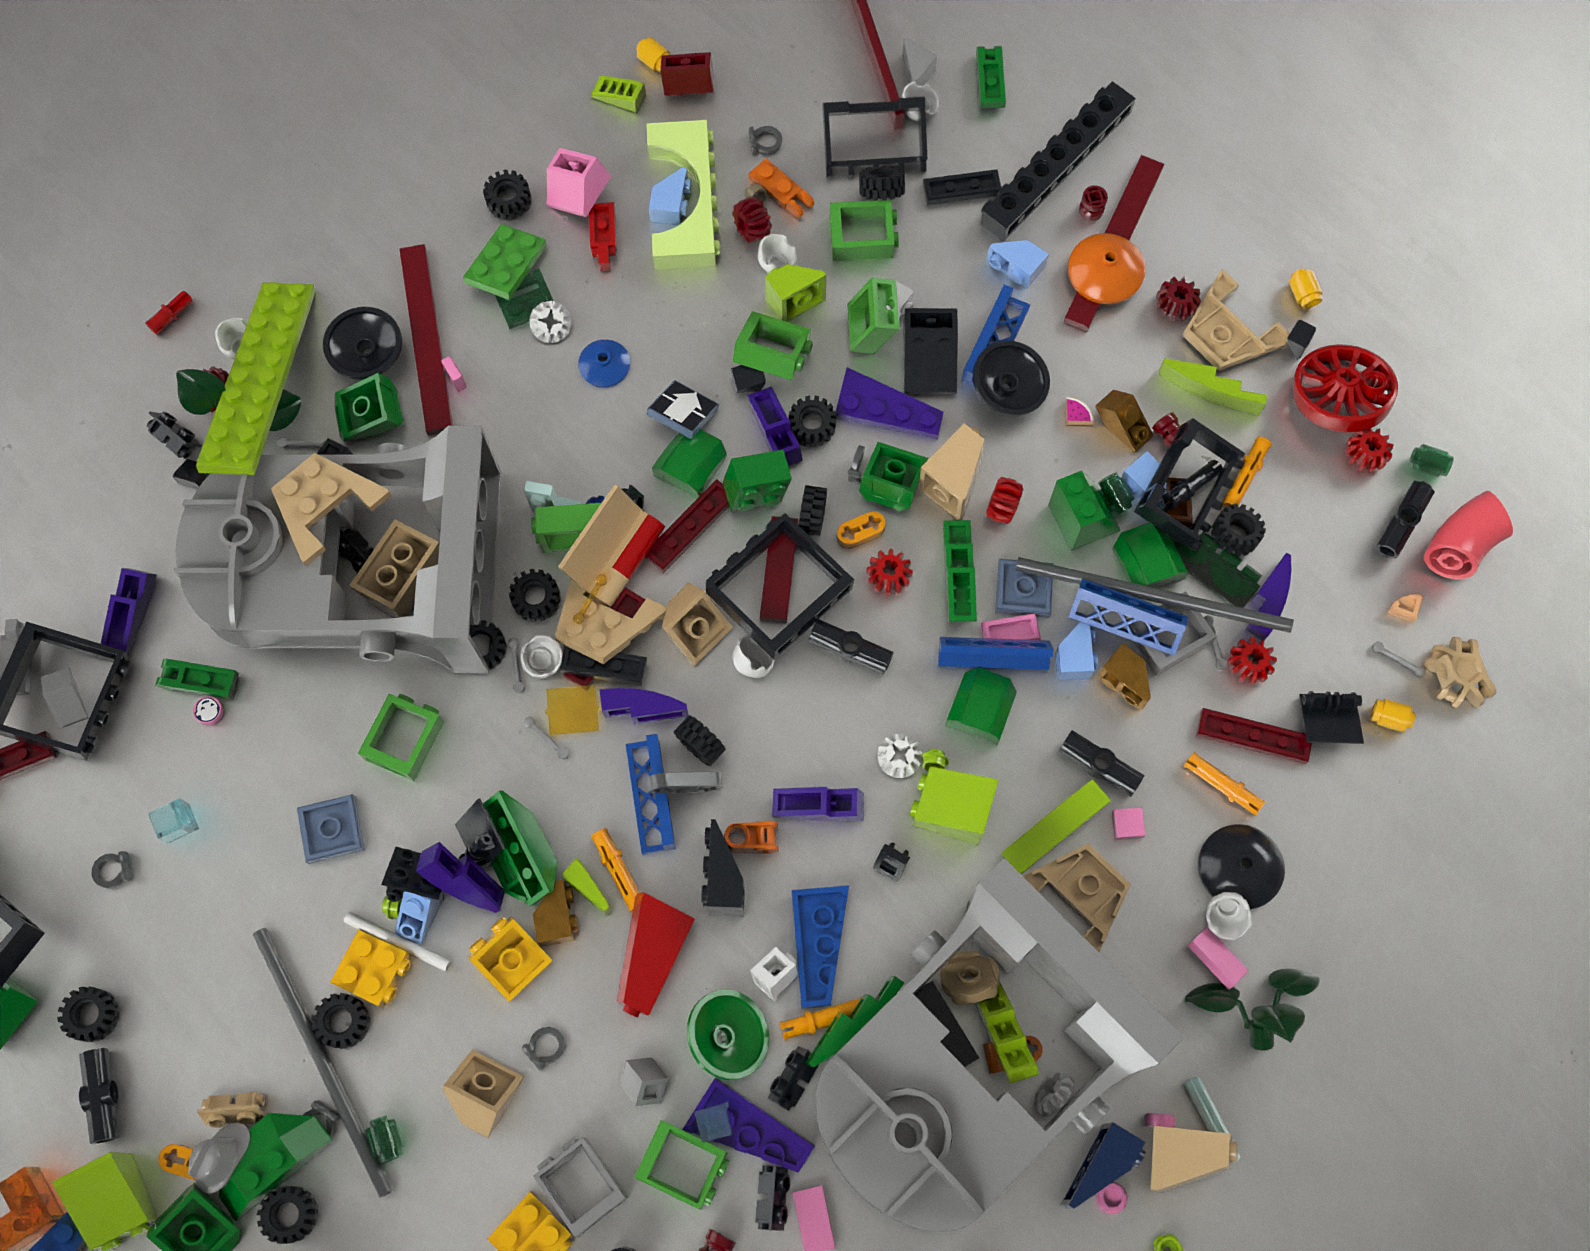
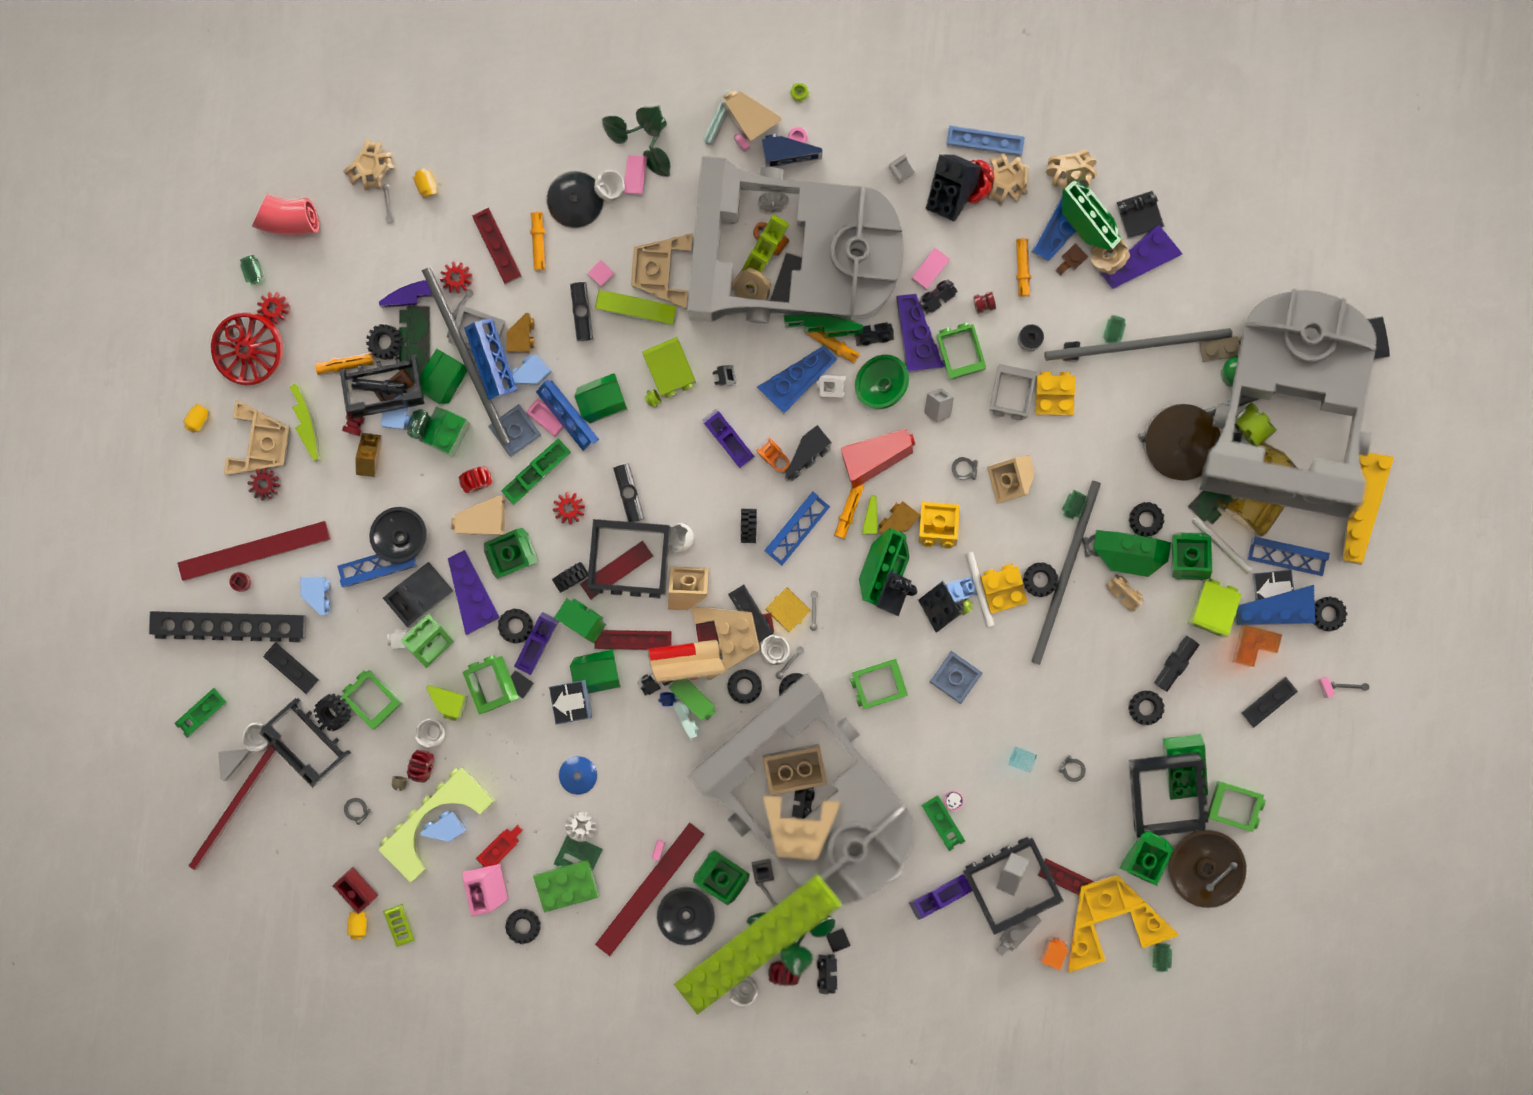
camera: 130 degrees left, 15 degrees up
(169, 312) = (759, 1050): red axle -> none
(177, 1168) = (1162, 592): light orange beam -> none
(217, 1158) = (1149, 574): light grey piece -> none
(460, 878) = (923, 581): dark purple slope -> none
(601, 580) = (739, 645): clear yellow hinge -> none
(641, 704) = (755, 575): dark purple slope -> none
(685, 782) = (777, 513): beam -> none
(713, 1122) = (928, 351): clear light blue panel -> none
(780, 187) = (381, 773): orange hinge -> none
(854, 475) = (521, 578): dark grey piece -> none
(859, 524) = (553, 549): light orange beam -> none
(899, 768) = (660, 411): white gear -> none
(1078, 412) = (383, 485): dark pink tile -> none
(1102, 279) = (291, 543): orange dish -> none
(1300, 338) = (233, 396): black slope -> none
(1331, 717) = (454, 213): black hinge -> none
(1398, 530) = (288, 259): black piece -> none
(1406, 607) = (352, 220): light nougat tile -> none

